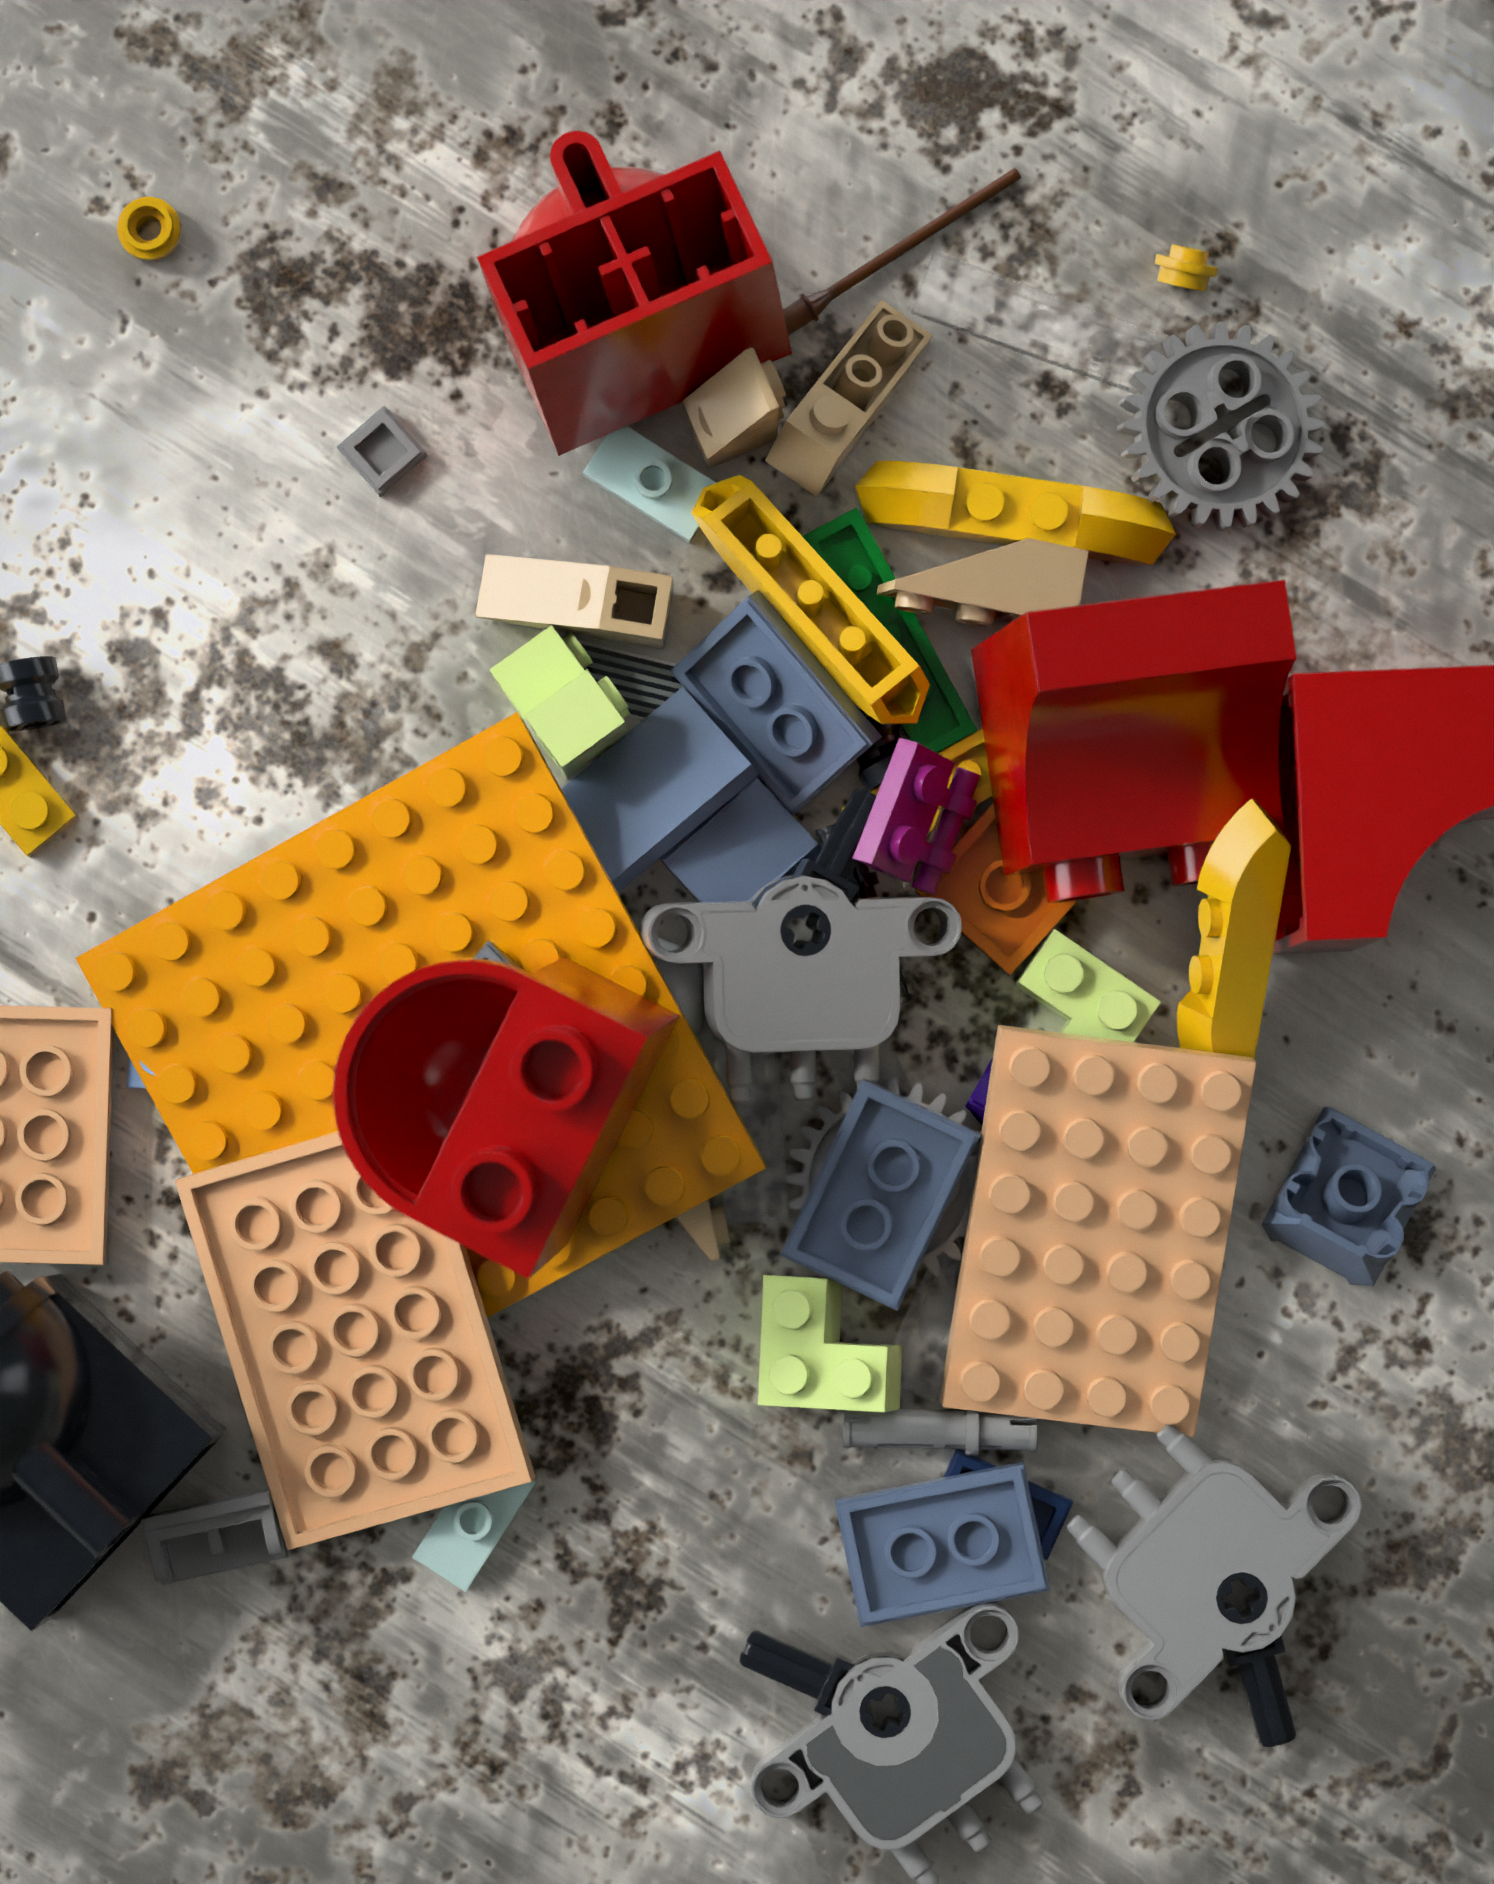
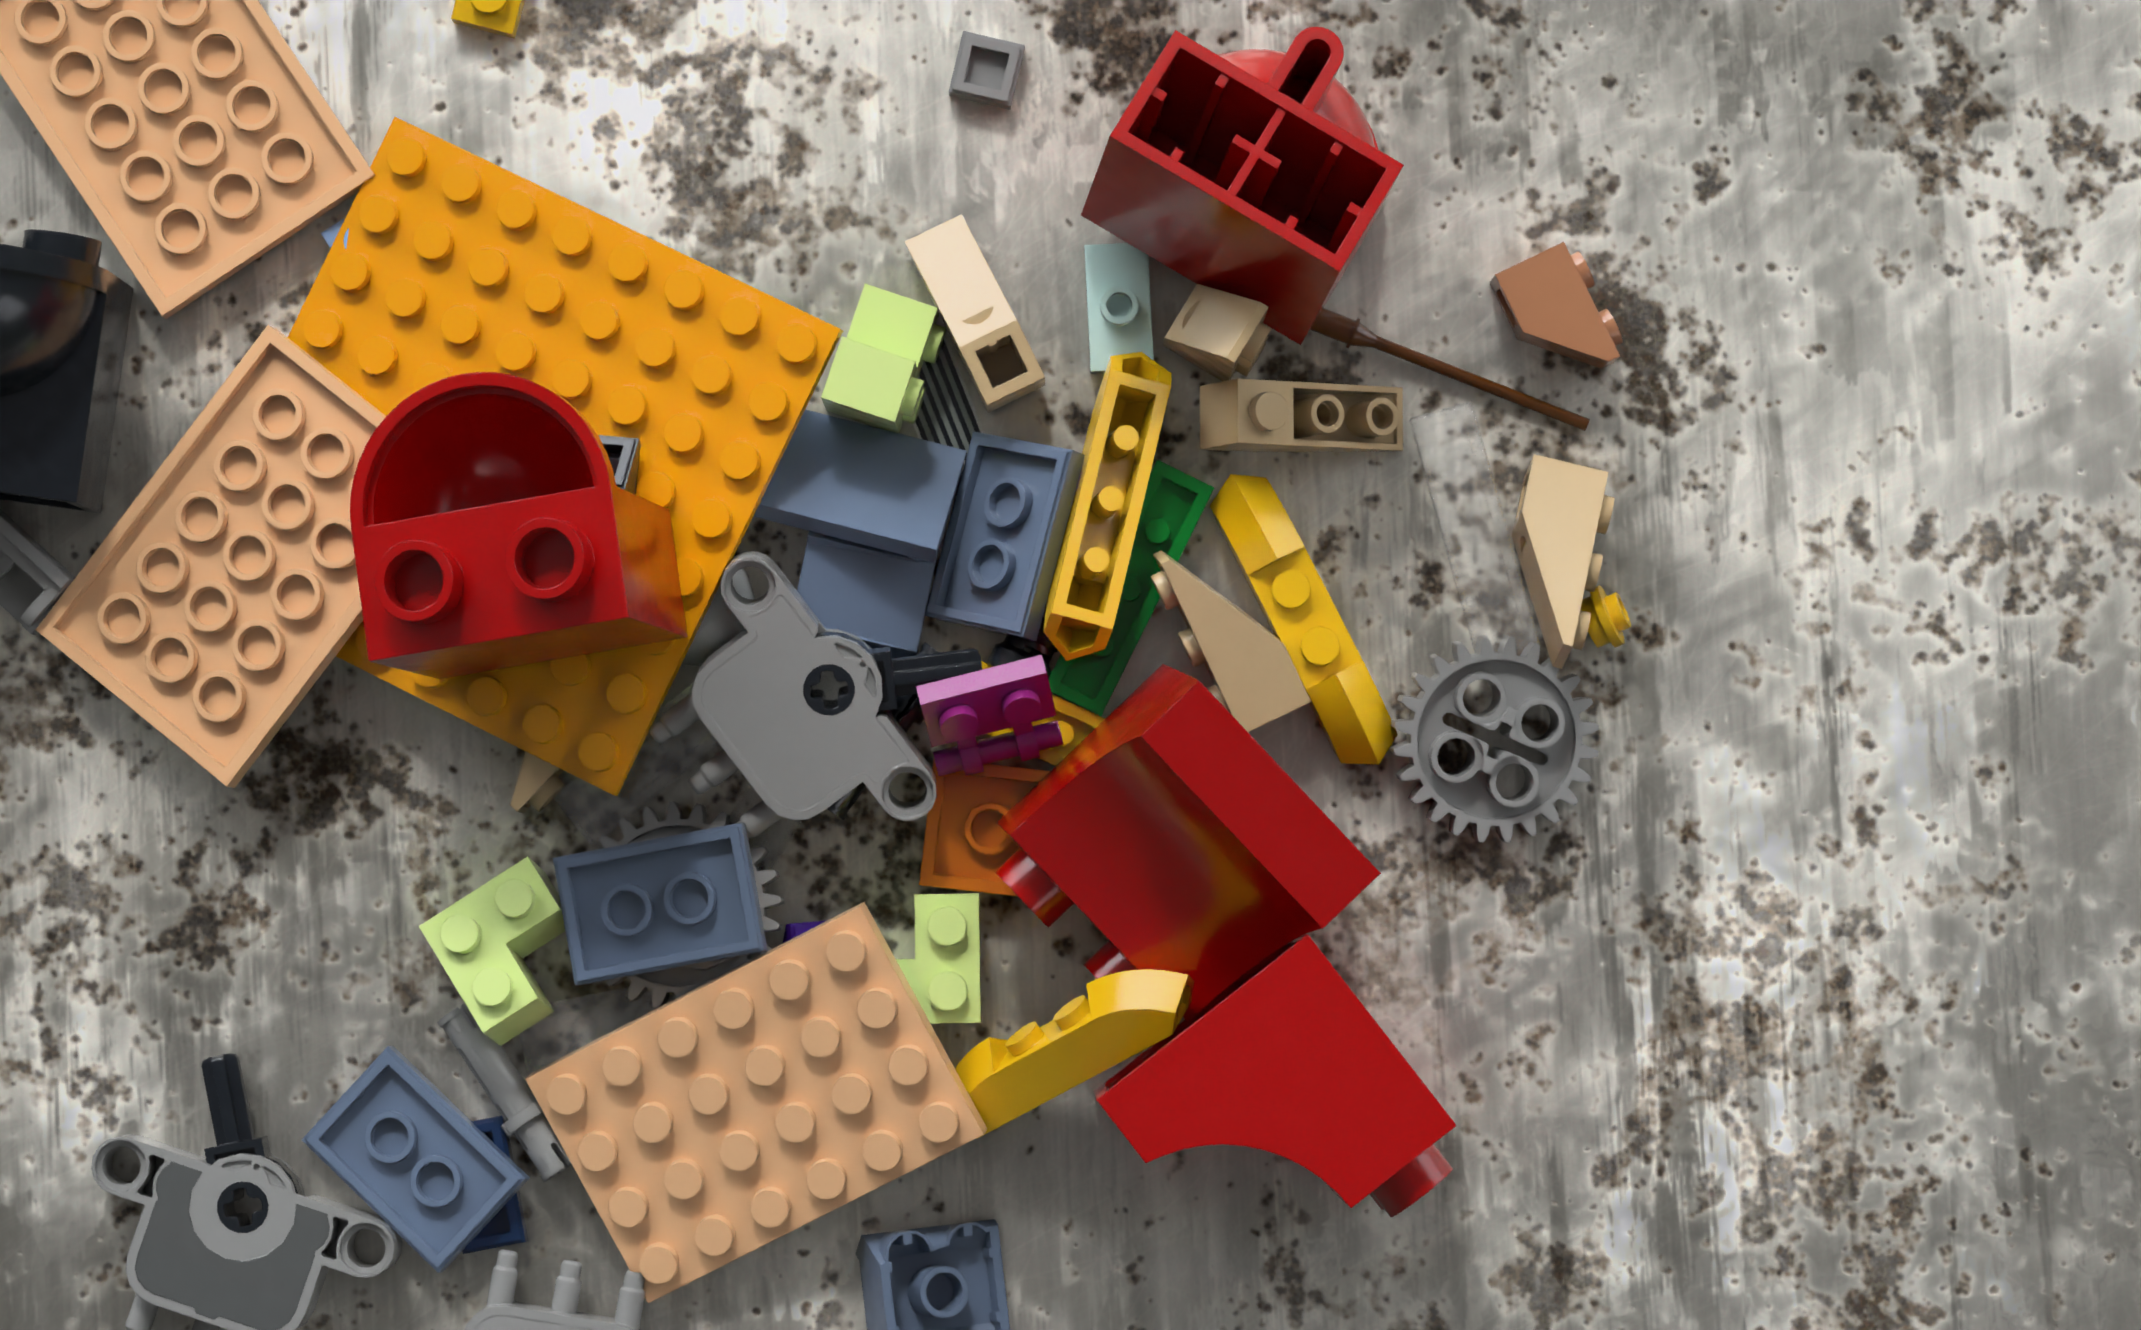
camera: 50 degrees right, 0 degrees up
(468, 1533) = (152, 767): light aqua plate -> none
(906, 130) = (1552, 308): none -> nougat slope
(1097, 262) = (1554, 540): none -> tan slope

